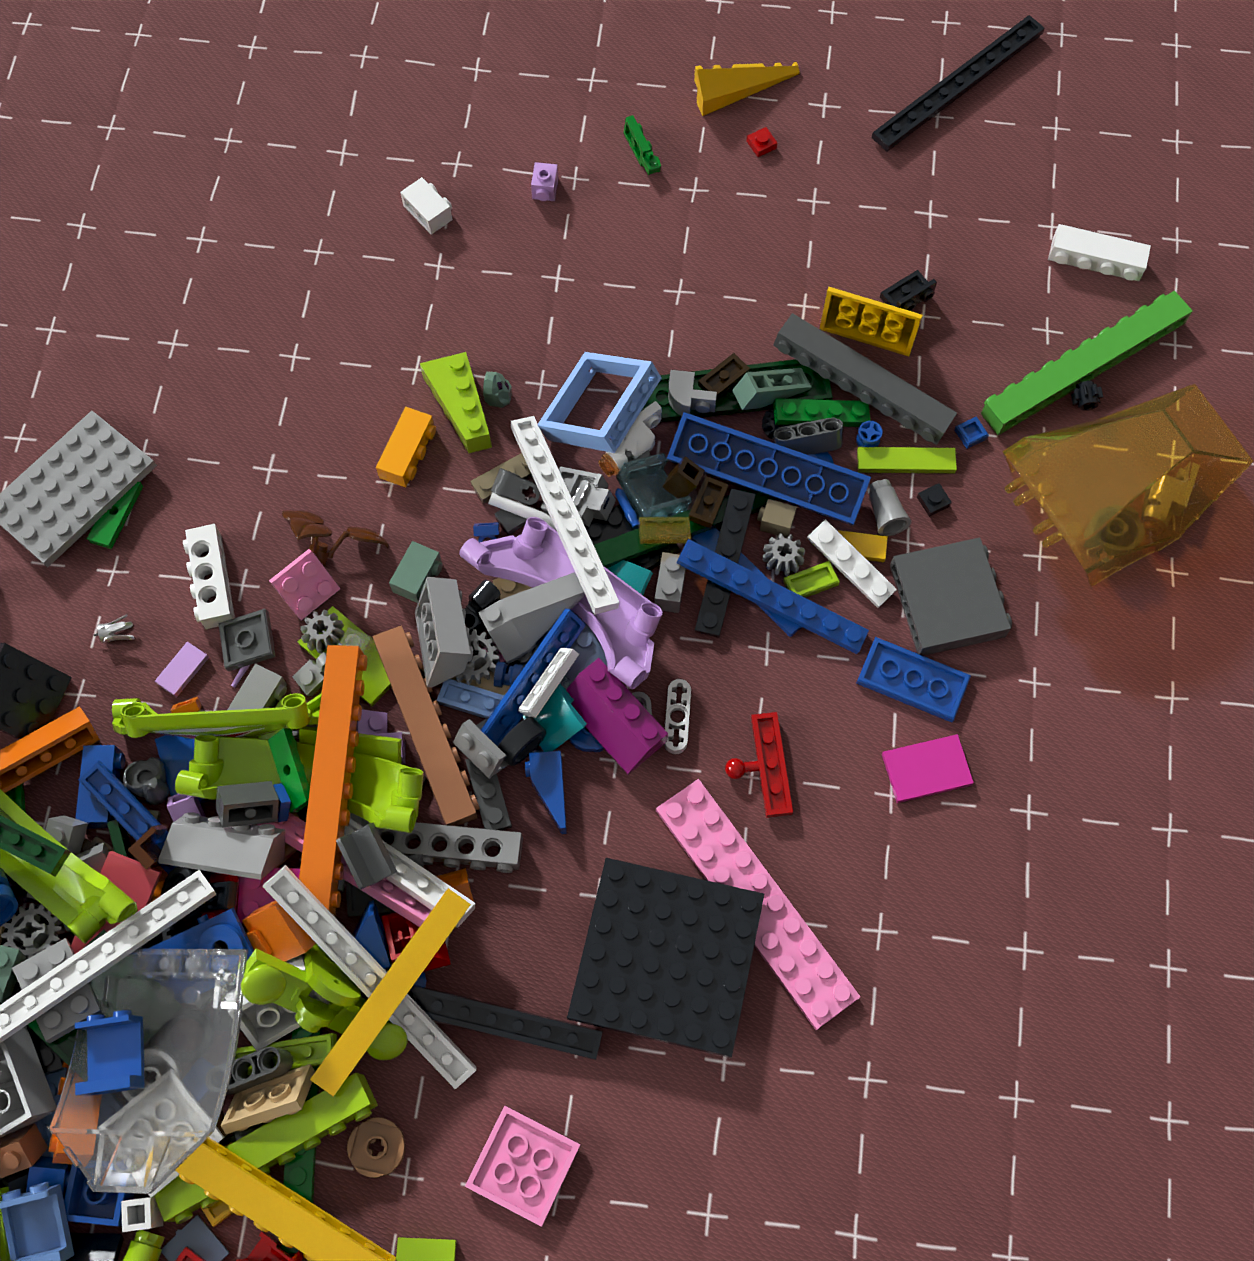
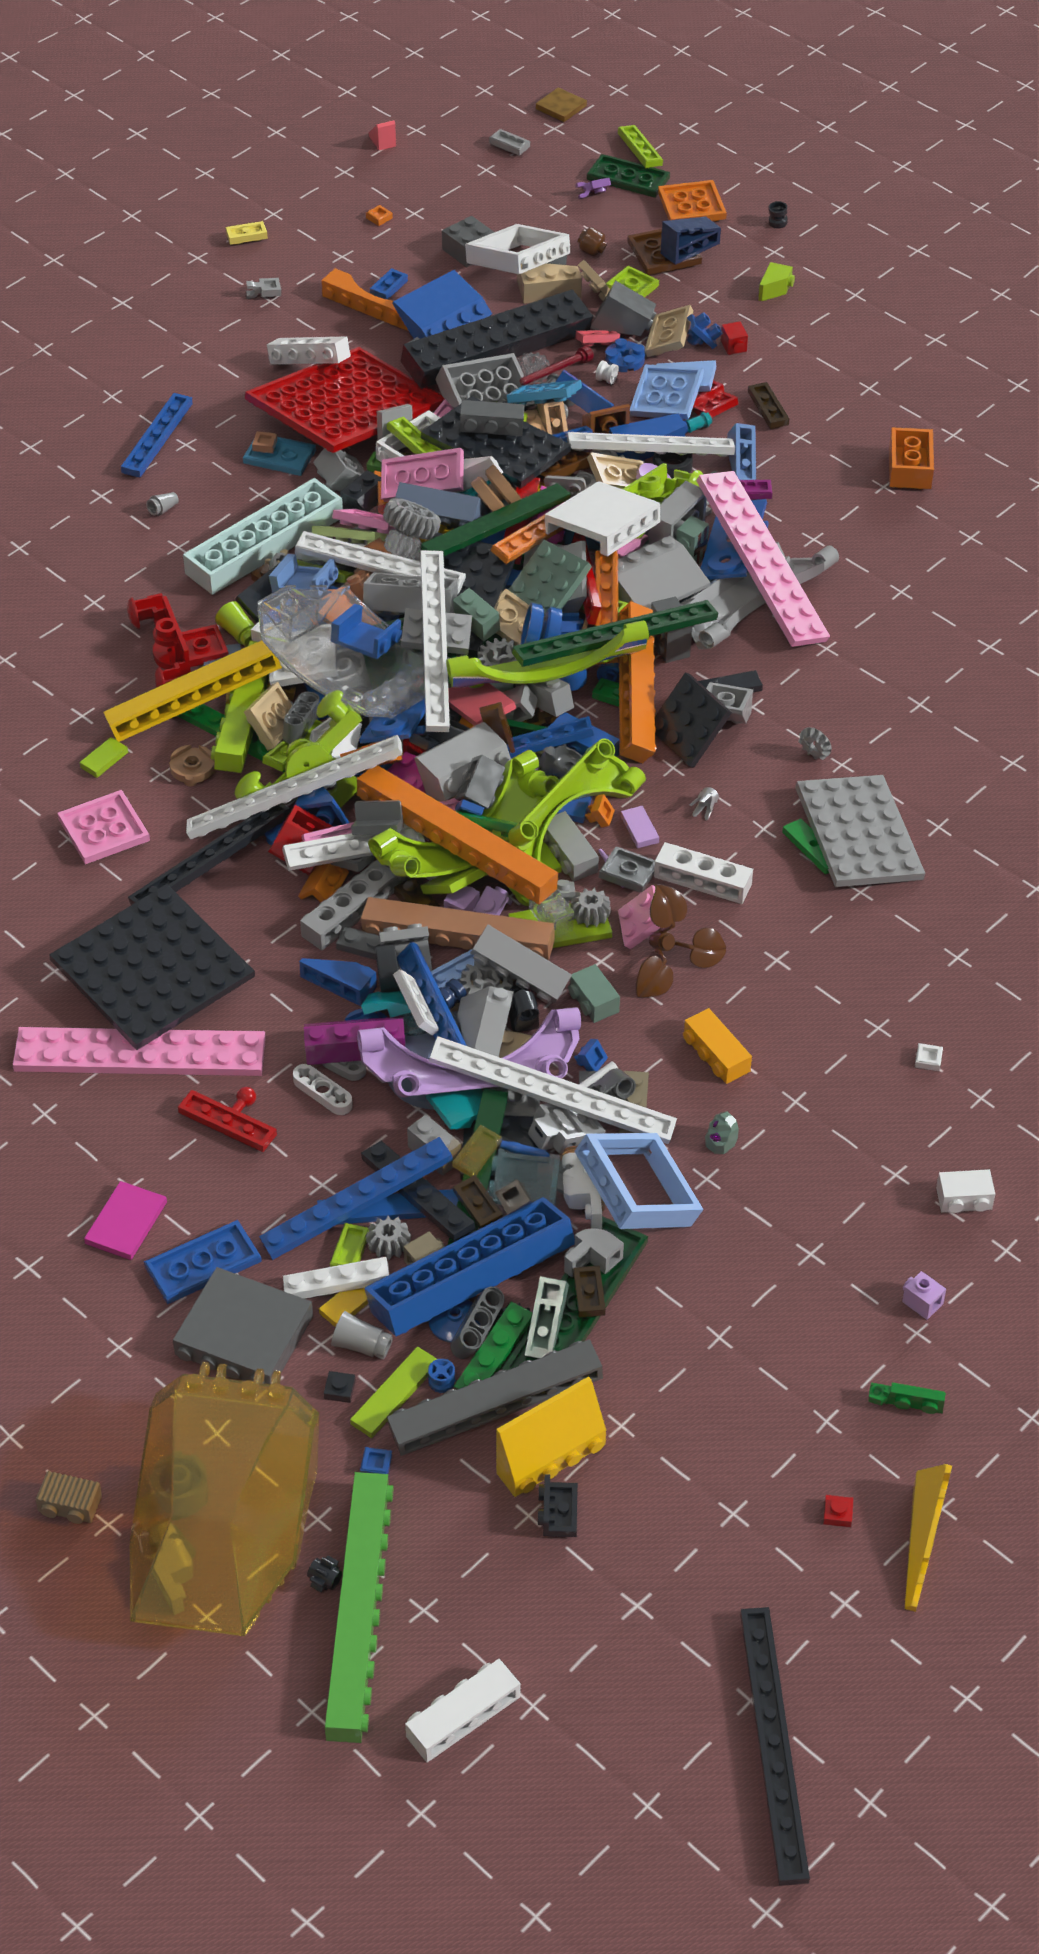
camera: 125 degrees right, 20 degrees down
(302, 303) = (928, 1057): none -> white tile
(390, 992) = (273, 790): yellow tile -> none
(457, 394) = (748, 1101): lime wedge -> none
(1187, 605) = (68, 1497): none -> dark tan brick

